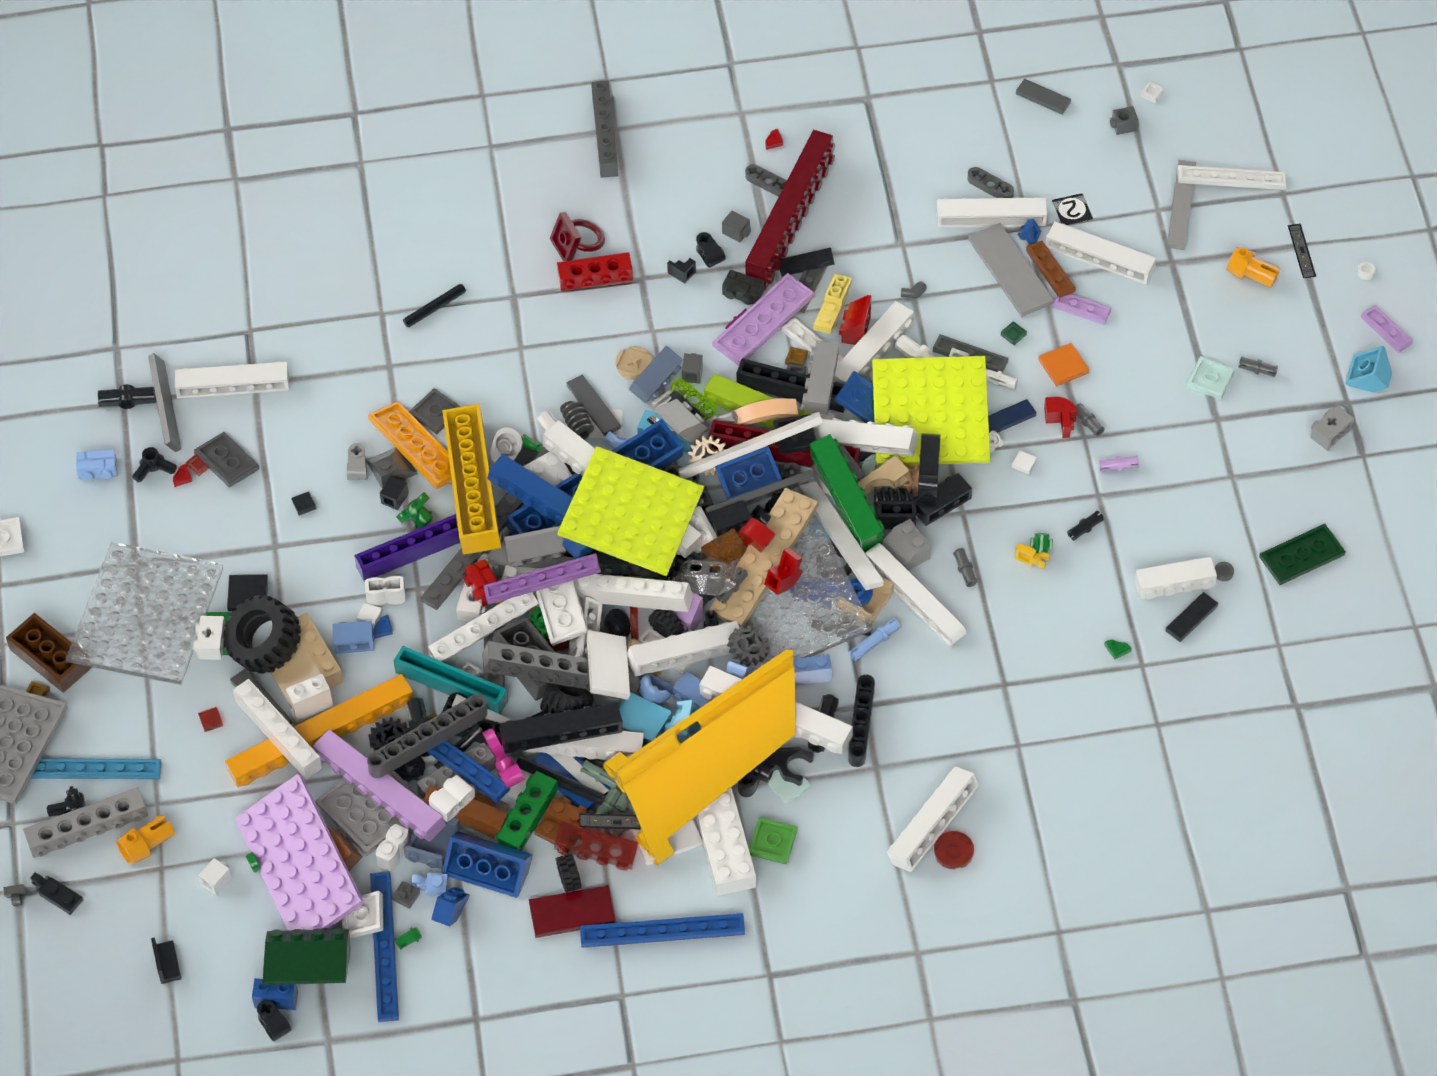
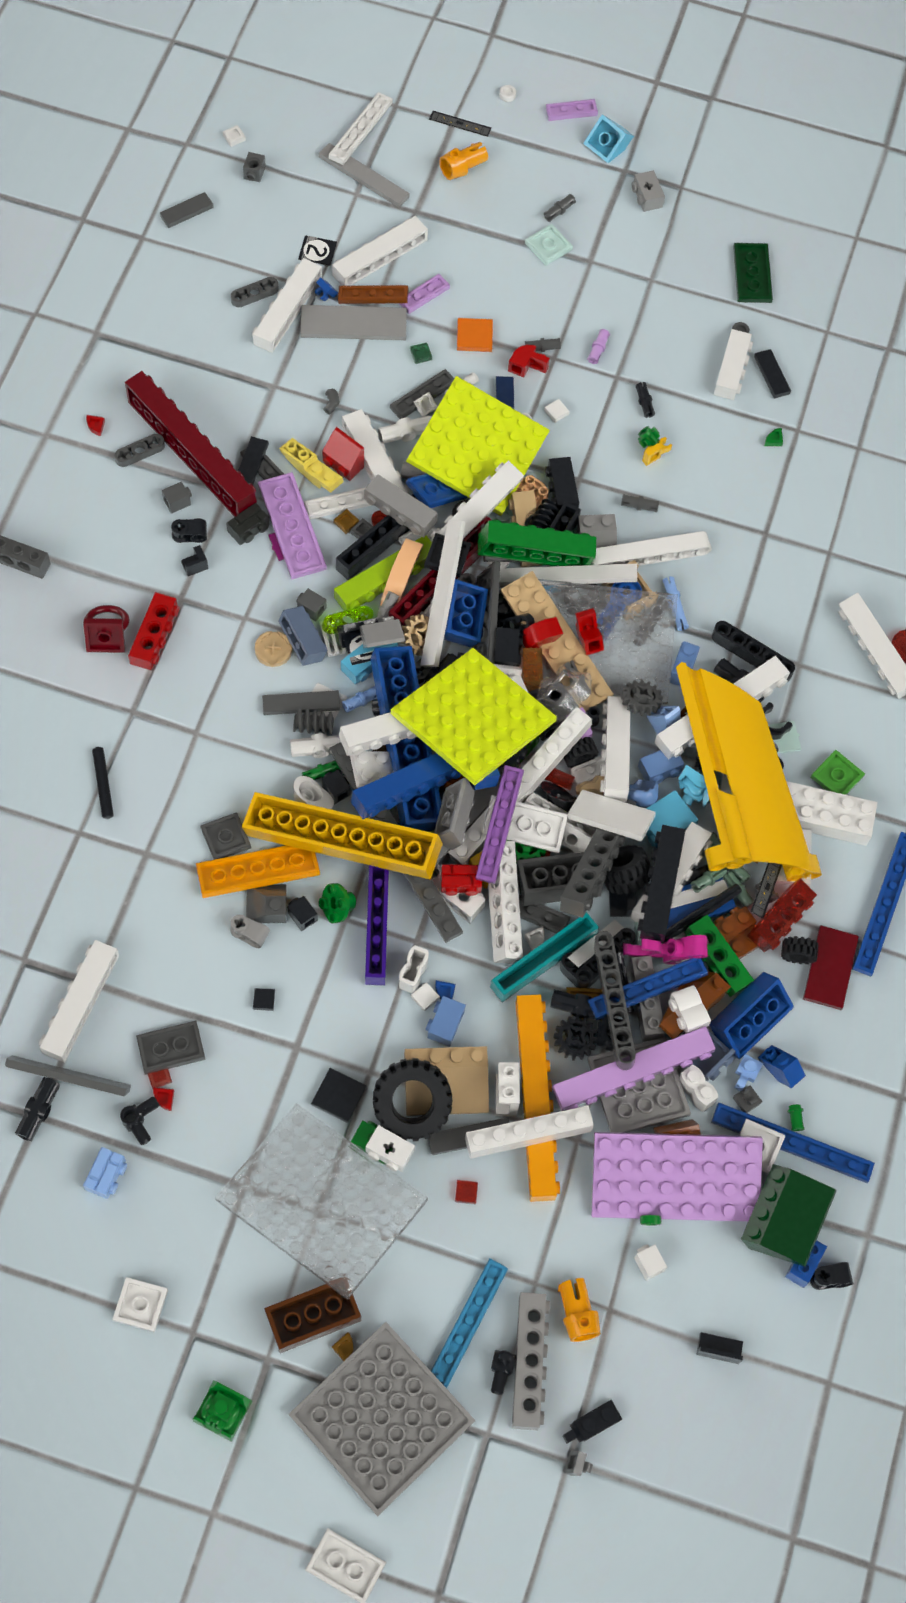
camera: 70 degrees left, 10 degrees up
(928, 467) = (542, 476): black beam -> none

